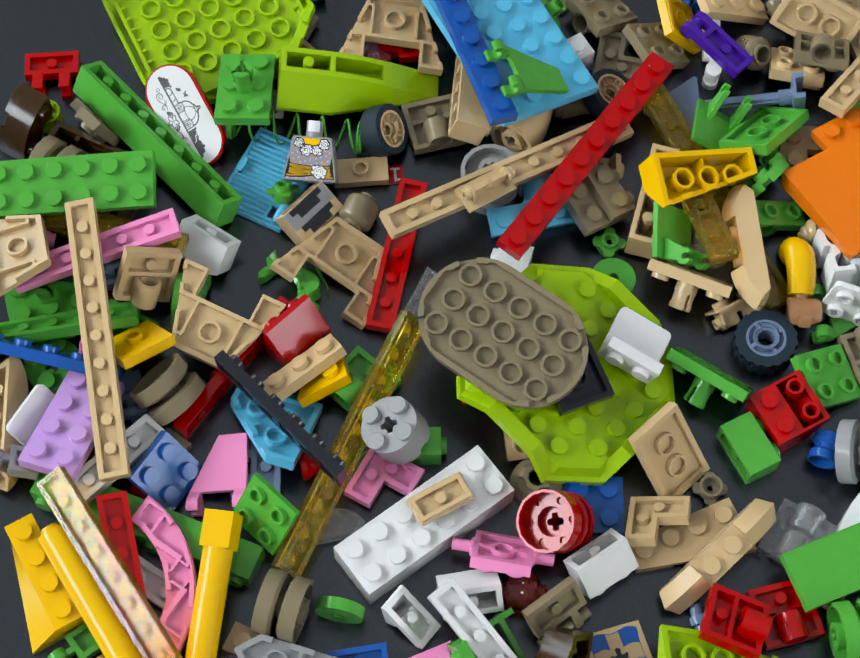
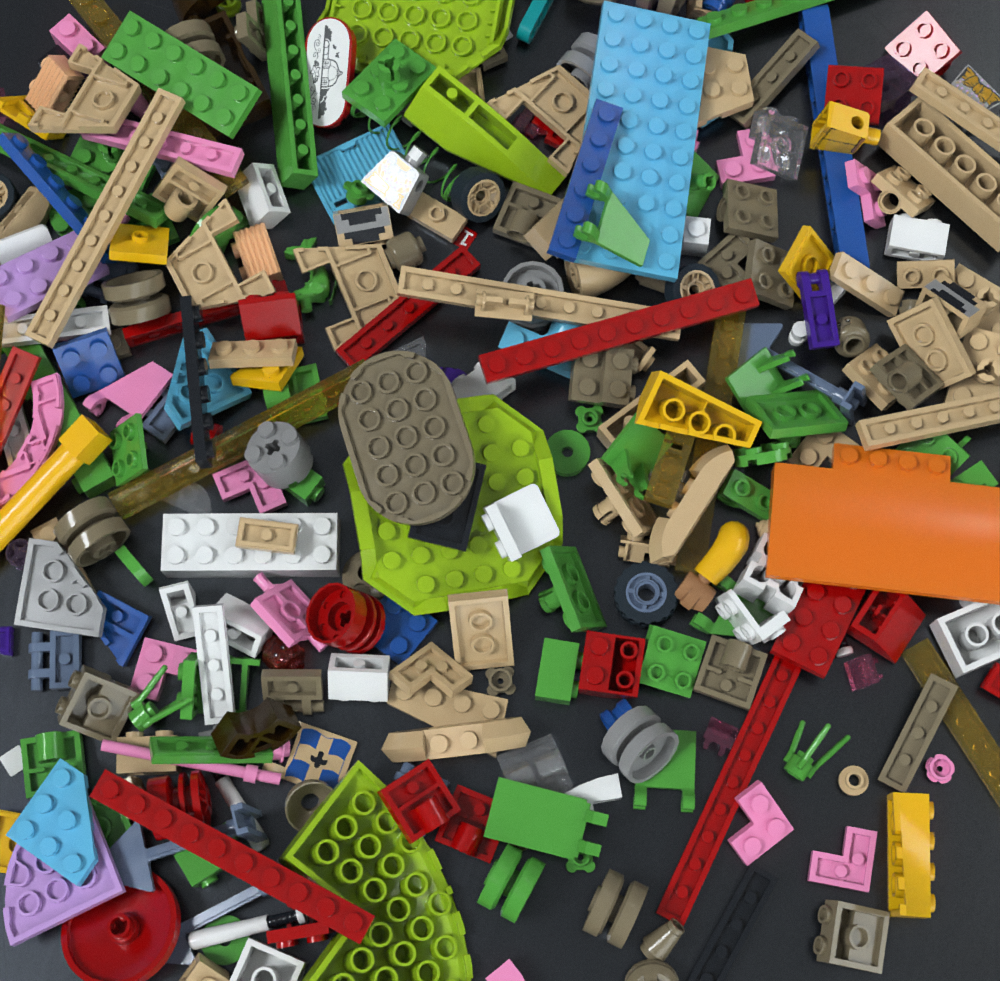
camera: 40 degrees right, 10 degrees up
(235, 292) = (255, 252): none -> light nougat brick

